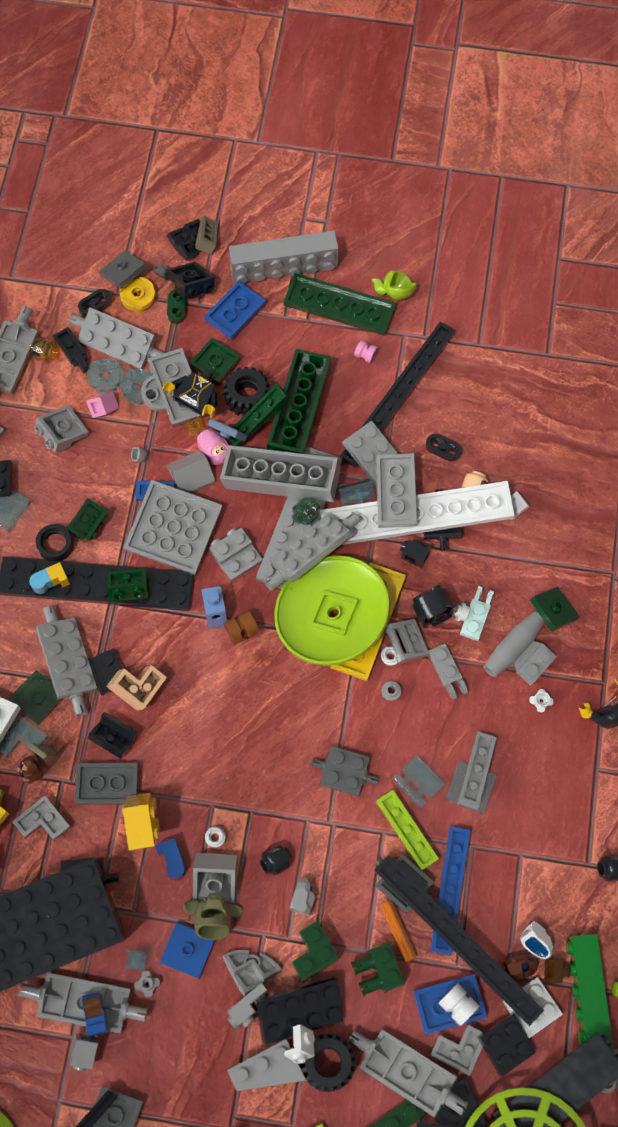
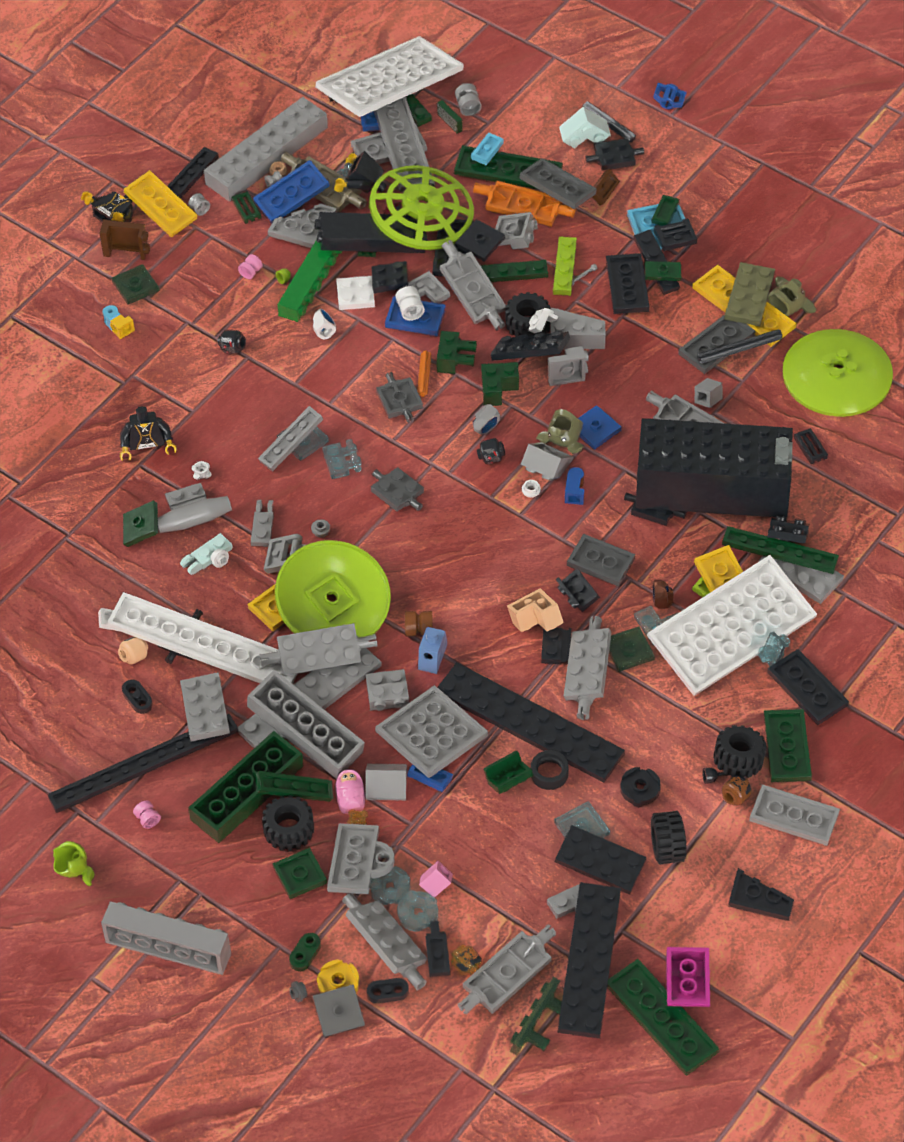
camera: 150 degrees left, 15 degrees down
(41, 814) = (668, 561): light grey plate -> none
(44, 753) = (642, 595): dark tan slope -> none
(48, 578) = (570, 729): leg -> none
(60, 428) = (490, 870): light grey plate -> none
(94, 1014) = (689, 403): leg -> none
(127, 584) = (500, 695): dark green bracket -> none
(136, 960) = (634, 434): clear light blue wheel -> none
(138, 454) = (430, 817): light grey hinge -> none
(140, 821) = (586, 502): yellow brick -> none
(147, 990) = (636, 418): light grey plate -> none
(185, 239) = (251, 1020): black brick -> none
(191, 280) = (275, 962): black plate -> none
(194, 392) = (340, 831): torso -> none
(207, 236) = (229, 1008): dark tan slope -> none
(227, 431) = (330, 789): sand blue plate -> none
(235, 310) = (249, 916): blue plate -> none
(250, 969) = (552, 395): light grey brick -> none
(306, 511) = (304, 680): clear green head -> none
(339, 304) = (139, 873): dark green plate -> none
(356, 491) = (235, 689): clear light blue hips -> none
(396, 490) = (210, 661): light grey plate -> none
(407, 830) = (374, 430): lime plate -> none
(415, 552) = (225, 618): black brick -> none
(434, 606) = (242, 563): black brick -> none
(451, 882) = (366, 380): blue plate -> none
(459, 941) = (384, 343): black plate -> none
(521, 966) = (347, 316): copper rock -> none
(555, 972) = (324, 300): reddish brown tile -> none

